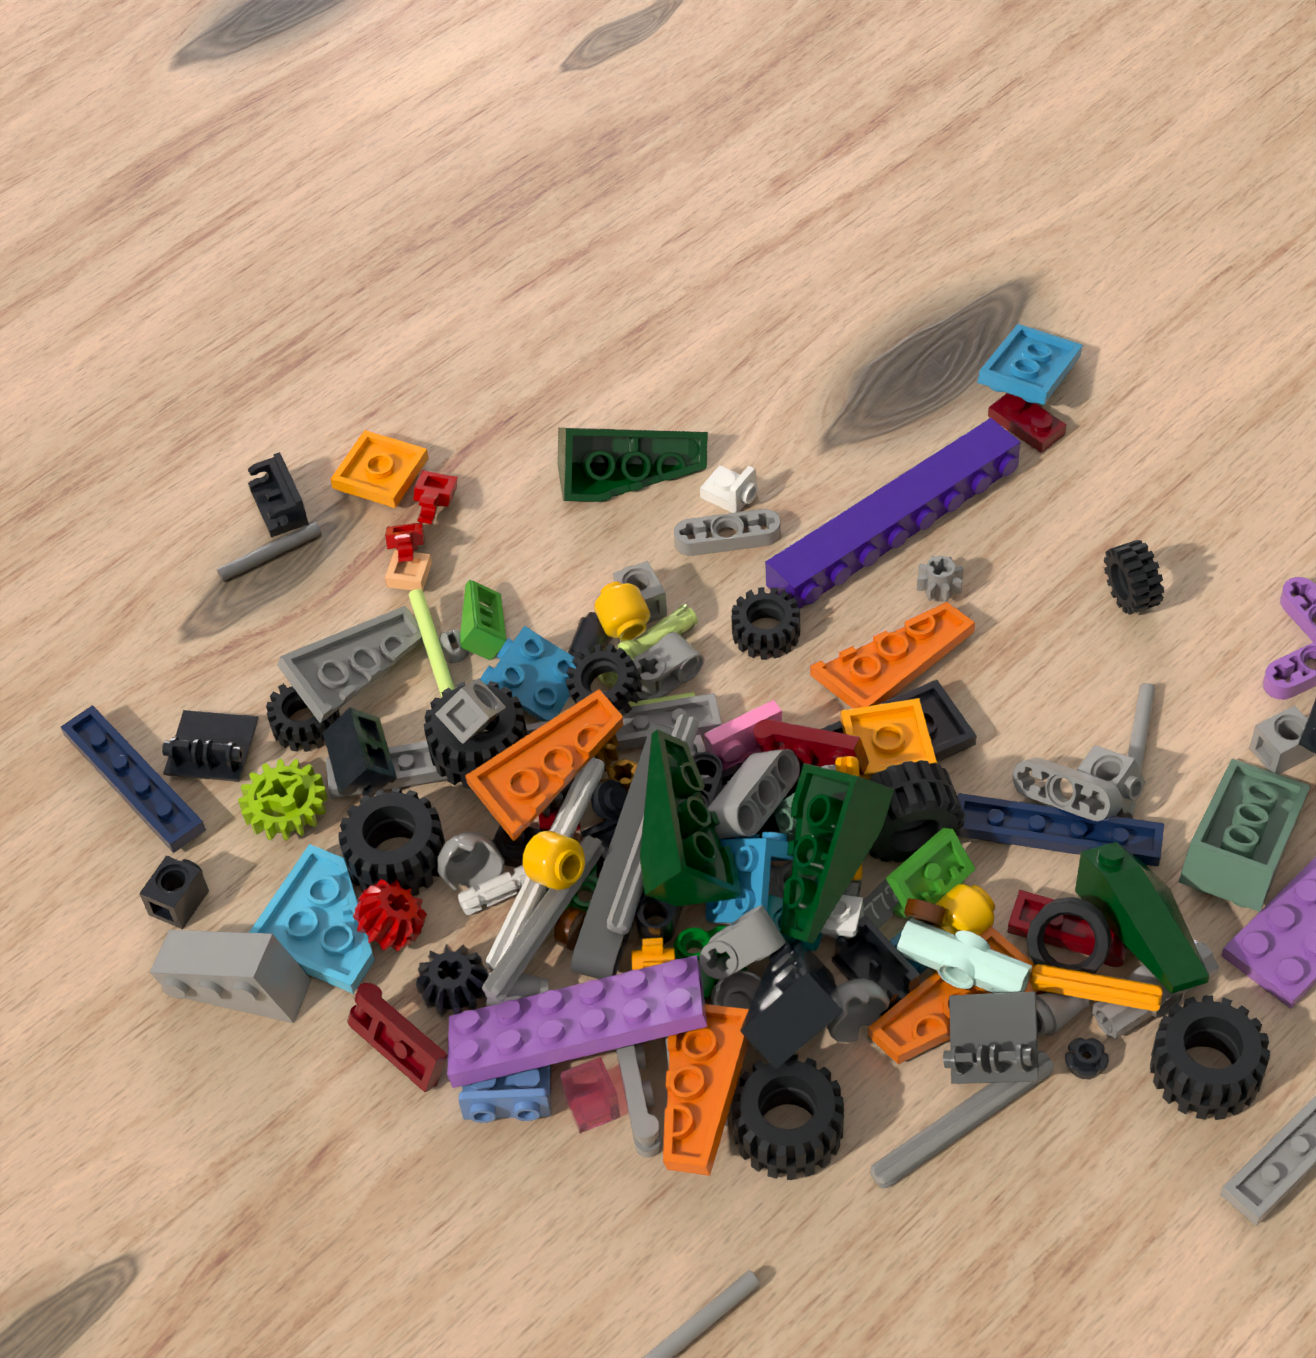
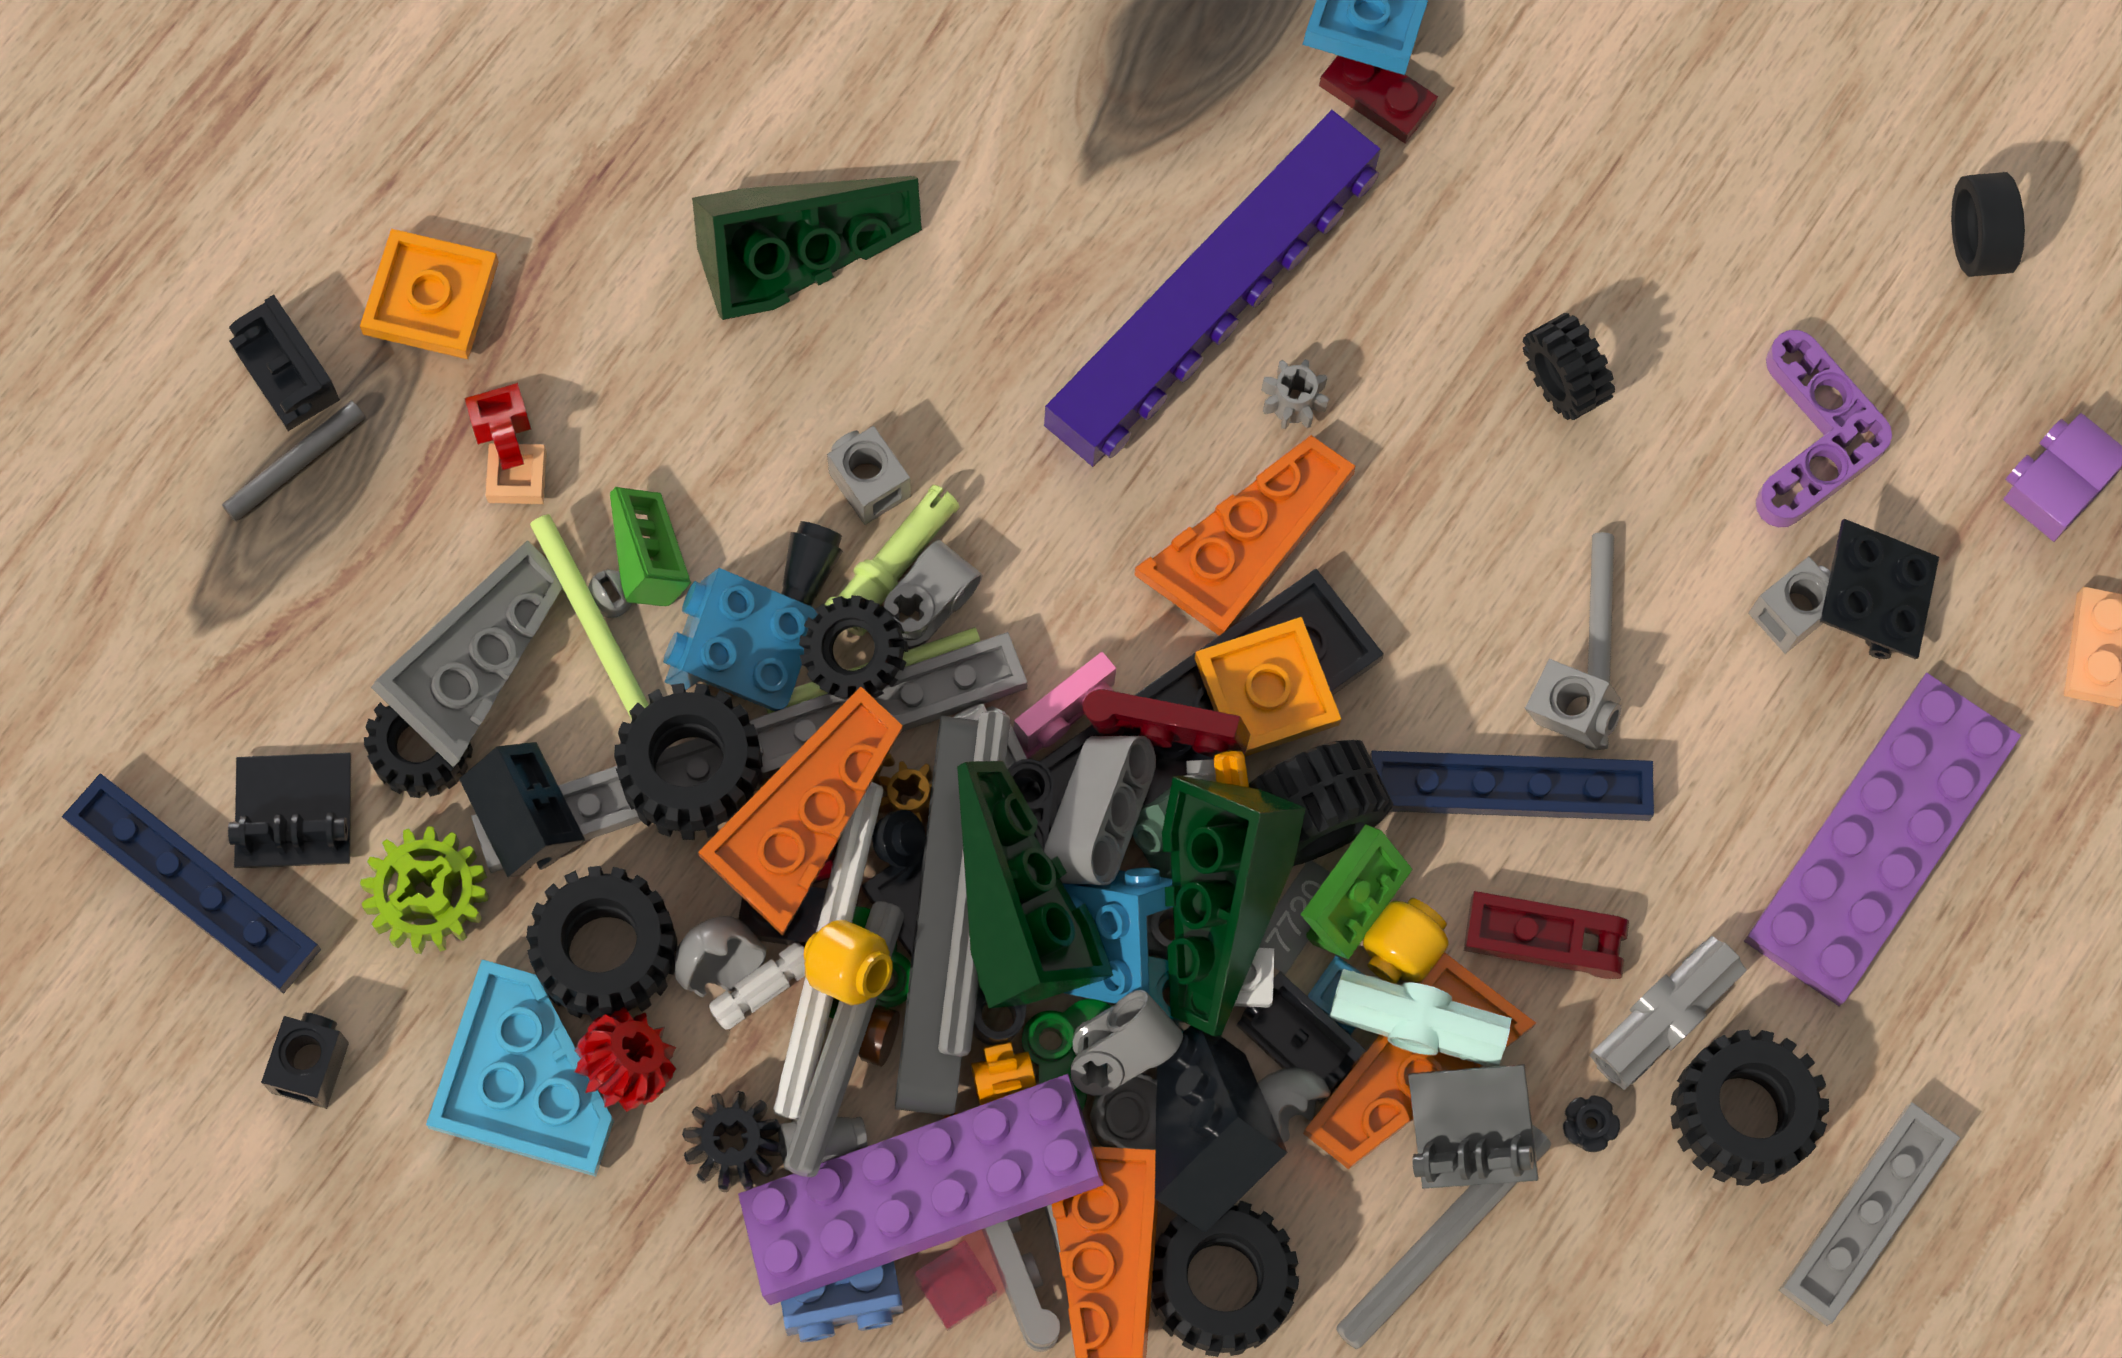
camera: 20 degrees left, 20 degrees up
(232, 972) = (419, 1179): light grey wedge -> none
(396, 1037) = (673, 1240): dark red plate -> none
(433, 491) = (524, 327): red plate -> none
(470, 710) = (686, 751): light grey brick -> none
(622, 611) = (856, 524): yellow head -> none
(700, 526) = (1015, 348): light grey beam -> none
(730, 489) = (964, 266): white bracket -> none
(765, 606) = (1066, 469): black tyre -> none
(925, 912) = (1360, 958): reddish brown tile -> none
(1056, 1011) = (1547, 1057): light grey cone -> none
(1075, 907) = (1560, 1004): black tyre -> none
(1082, 785) = (1543, 727): light grey beam -> none
(1097, 987) = (1598, 1035): light orange axle -> none
(1141, 914) = (1646, 917): dark green wedge -> none
(1244, 835) = (1760, 758): sand green slope -> none

